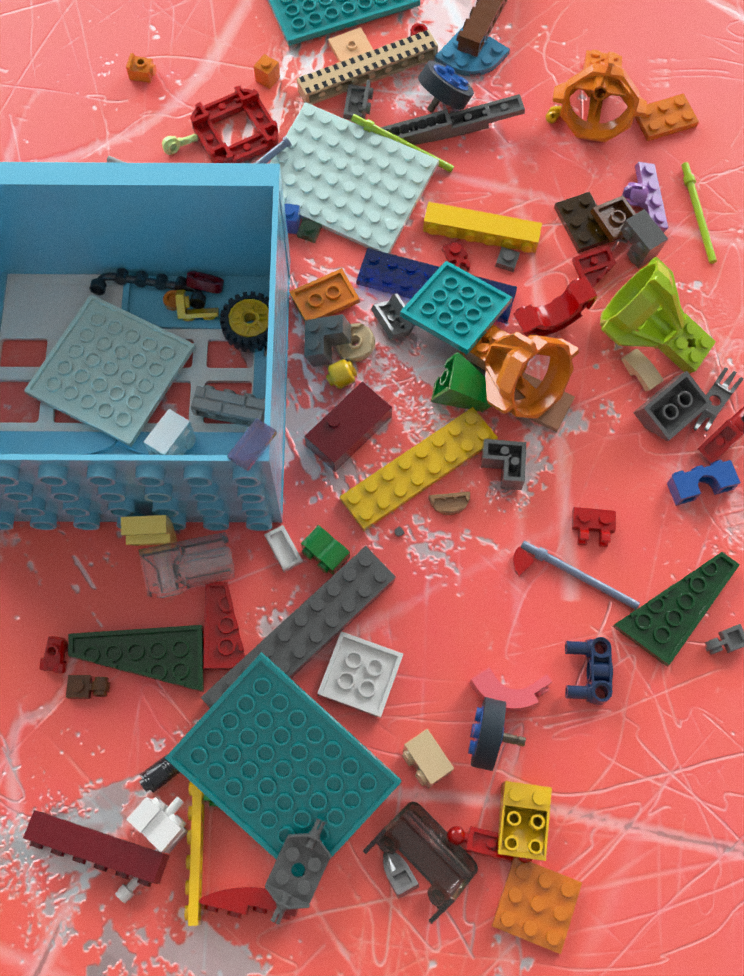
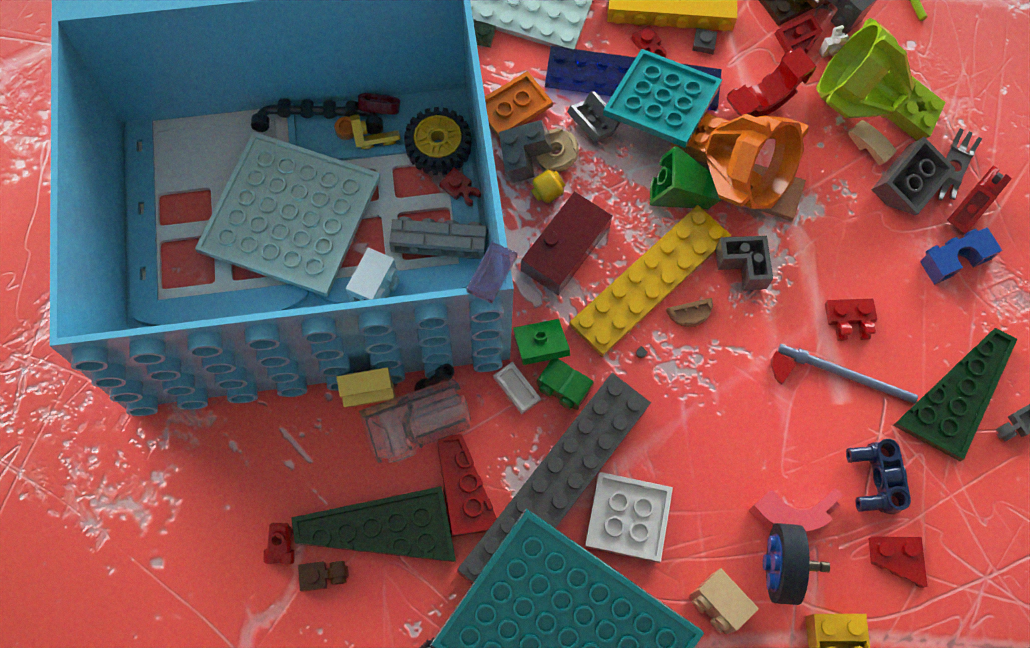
camera: 10 degrees left, 0 degrees up
(216, 527) = (442, 374): none -> black bar
(258, 361) = (459, 185): none -> red plate
(310, 510) = (541, 342): none -> green plate
(596, 742) = (900, 556): none -> red wing
(623, 275) = (833, 44): none -> white plate

